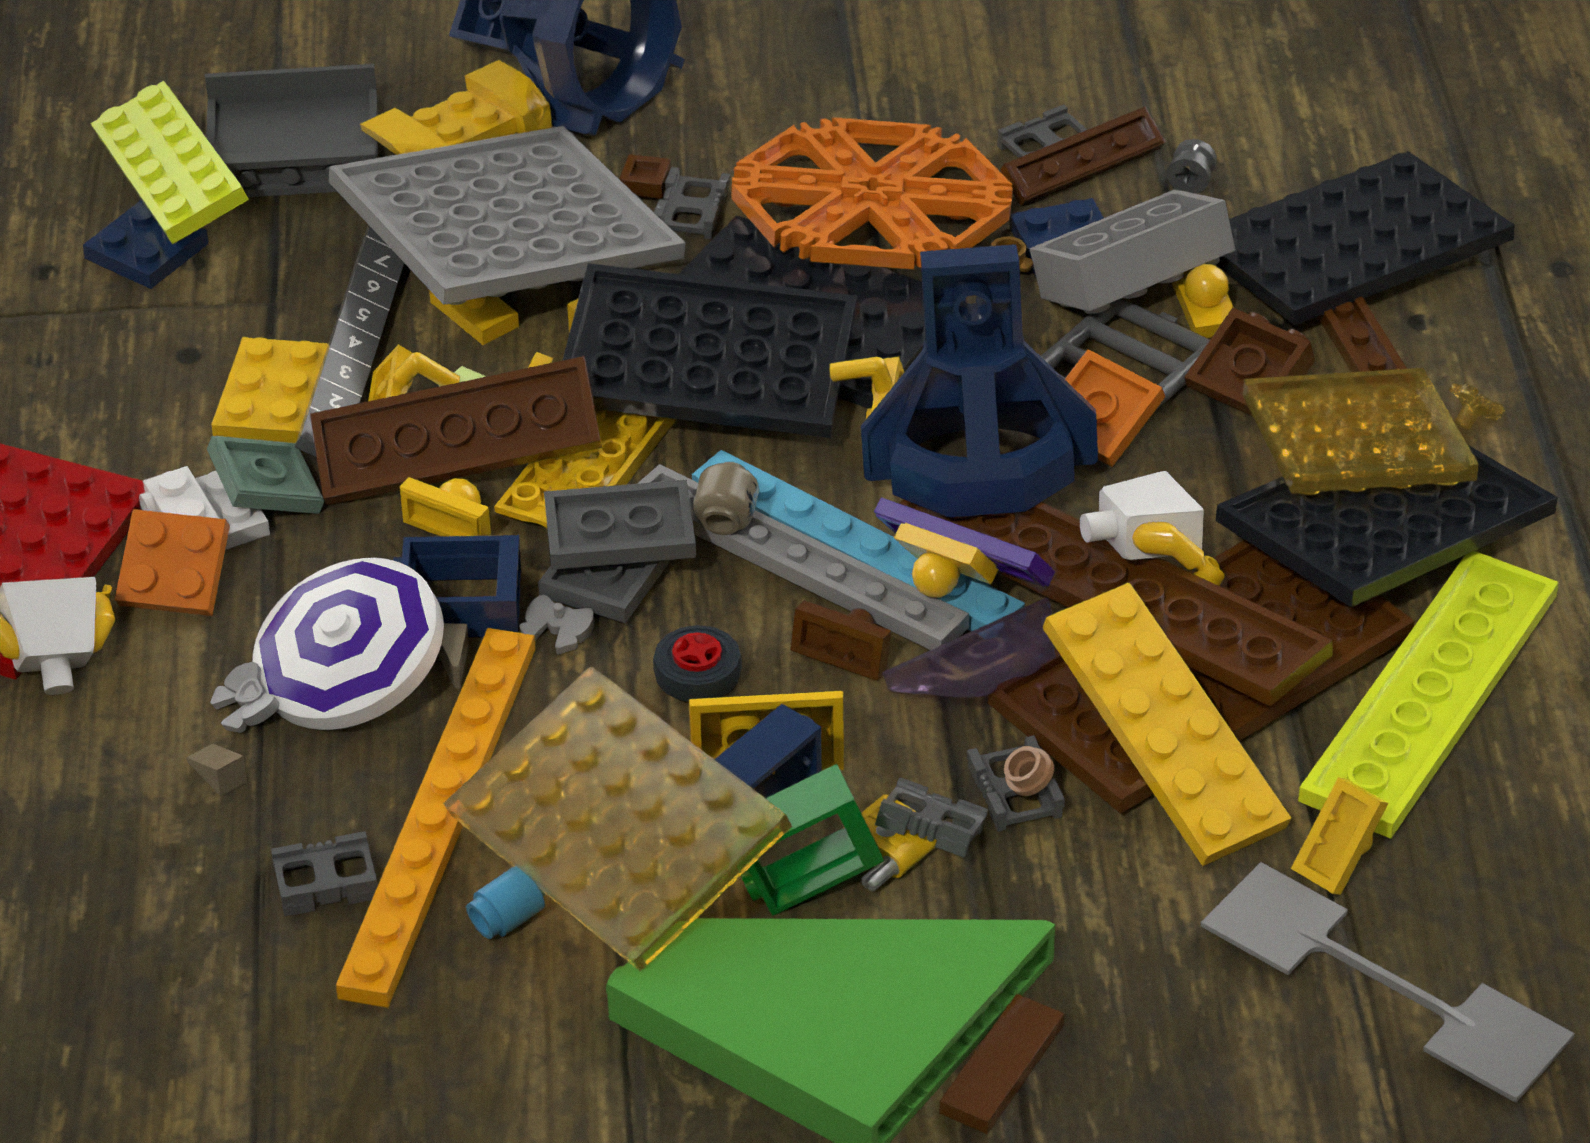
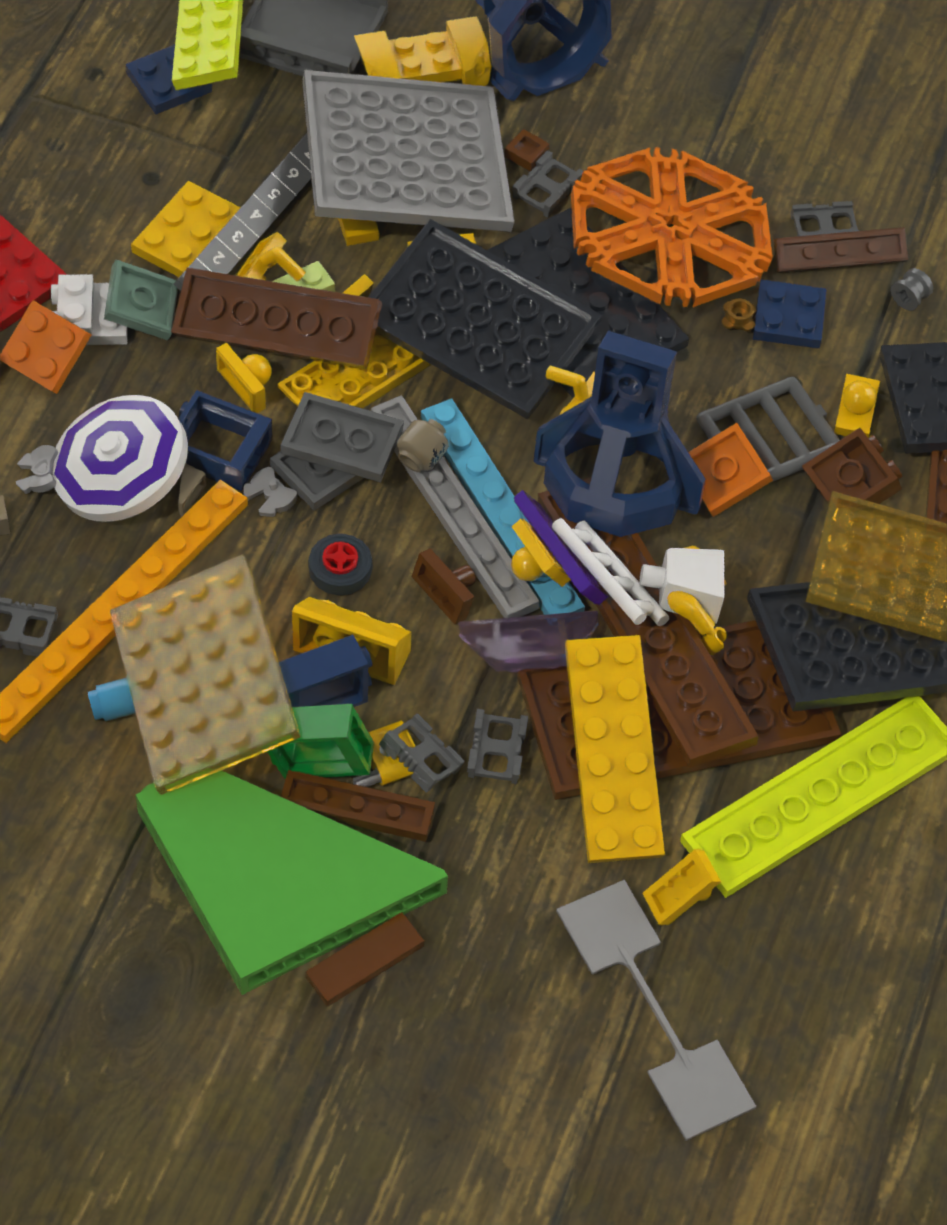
camera: 20 degrees right, 15 degrees up
(931, 894) = (360, 805): none -> reddish brown plate
(1028, 770) = (505, 744): medium nougat plate -> none
(1045, 542) = (616, 585): none -> white bar
(1132, 250) = (820, 349): light grey brick -> none

